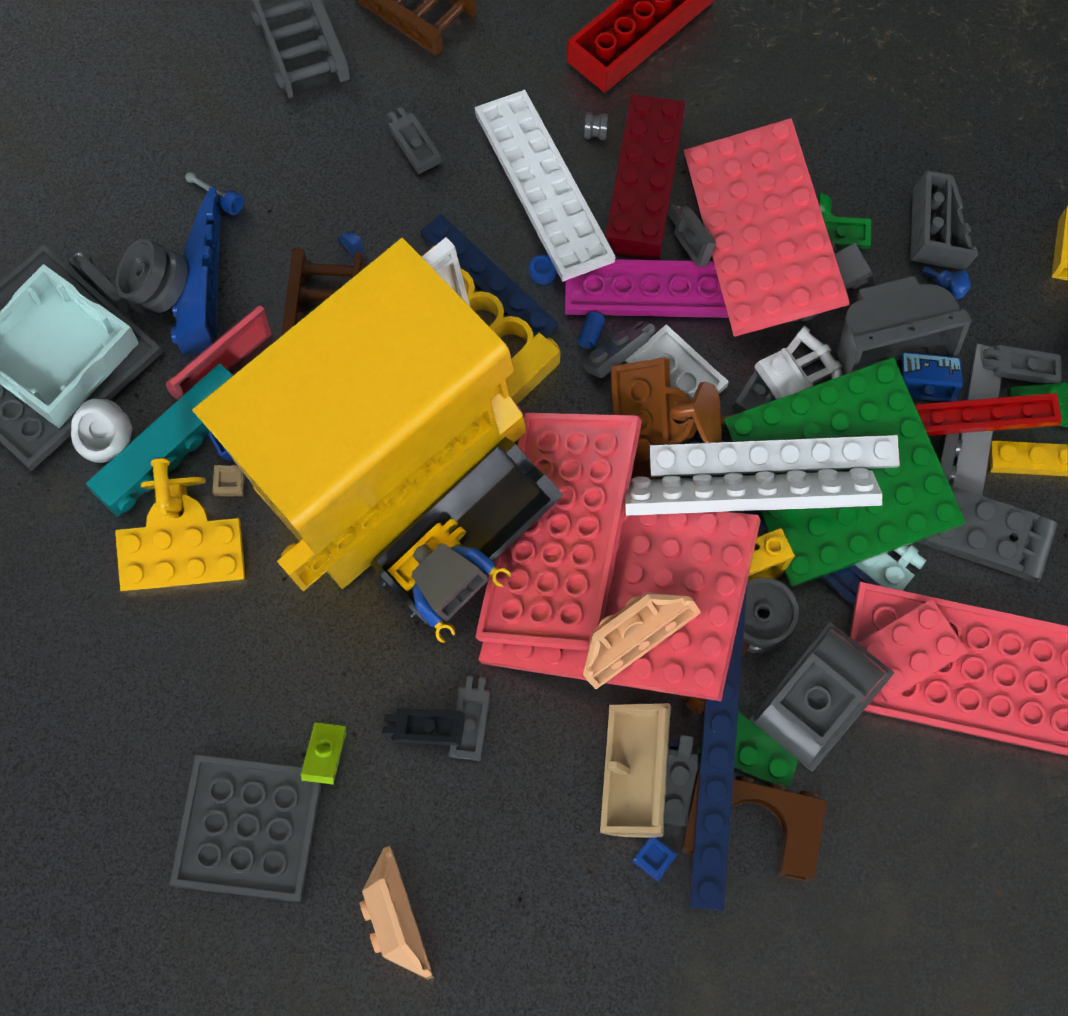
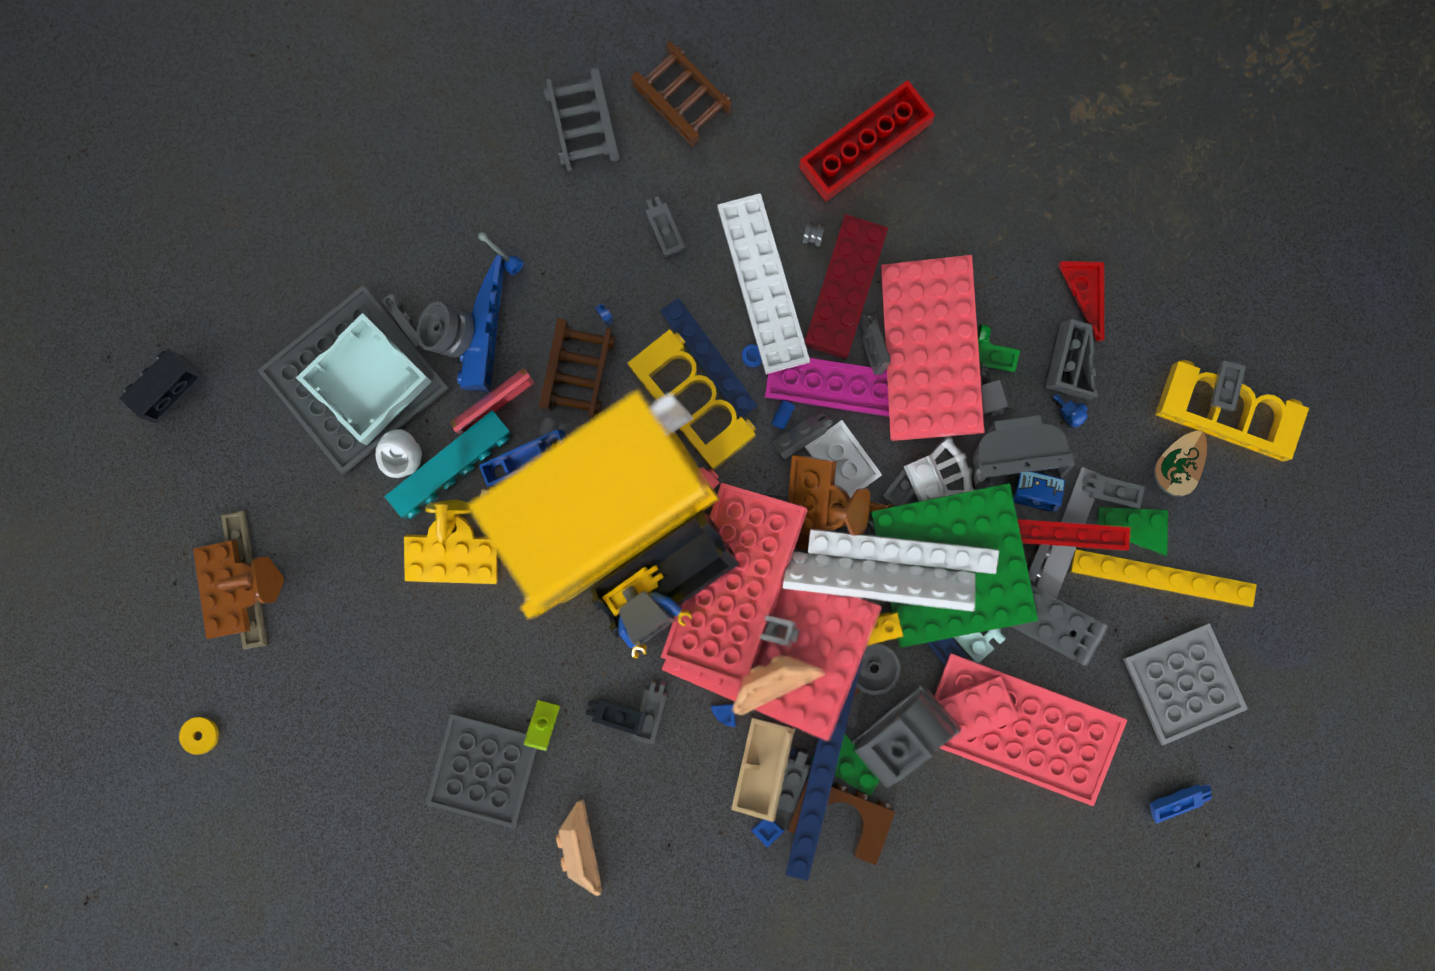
camera: 10 degrees right, 15 degrees up
(571, 708) = (724, 713): none -> blue tile
(630, 568) = (780, 631): none -> light grey window
(937, 145) = (1087, 287): none -> red wing

